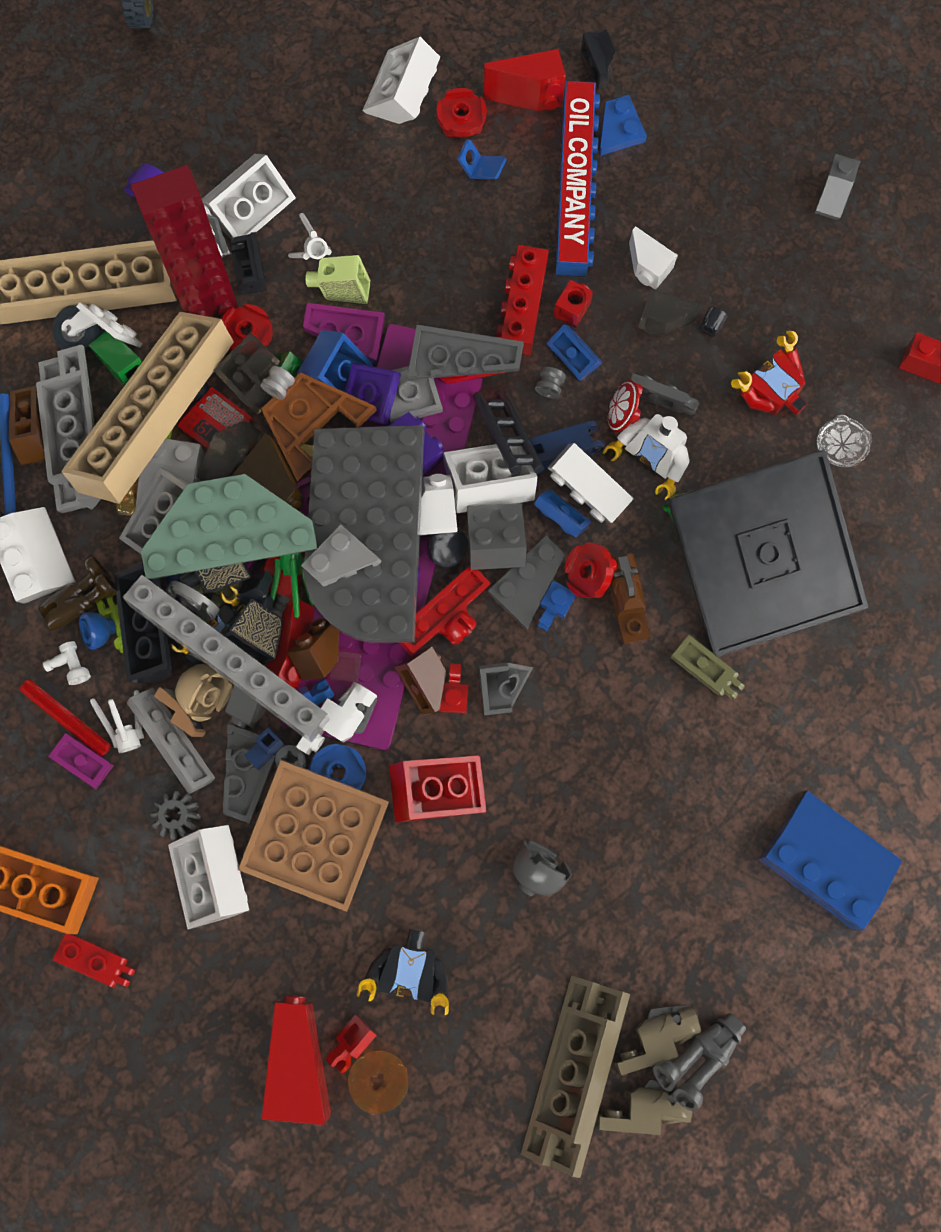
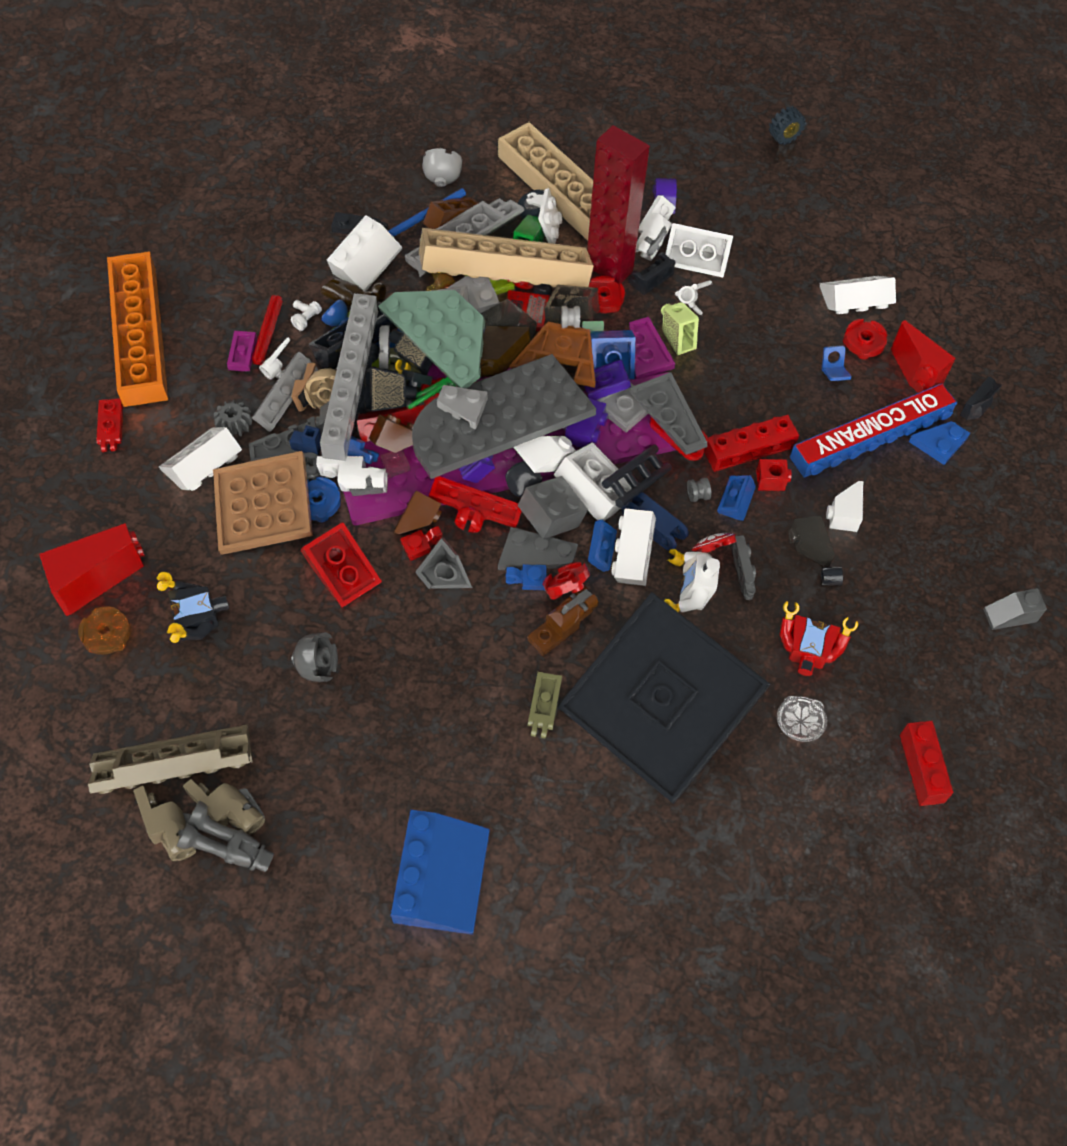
camera: 60 degrees right, 15 degrees down
(352, 1042) = (127, 599): red plate -> none

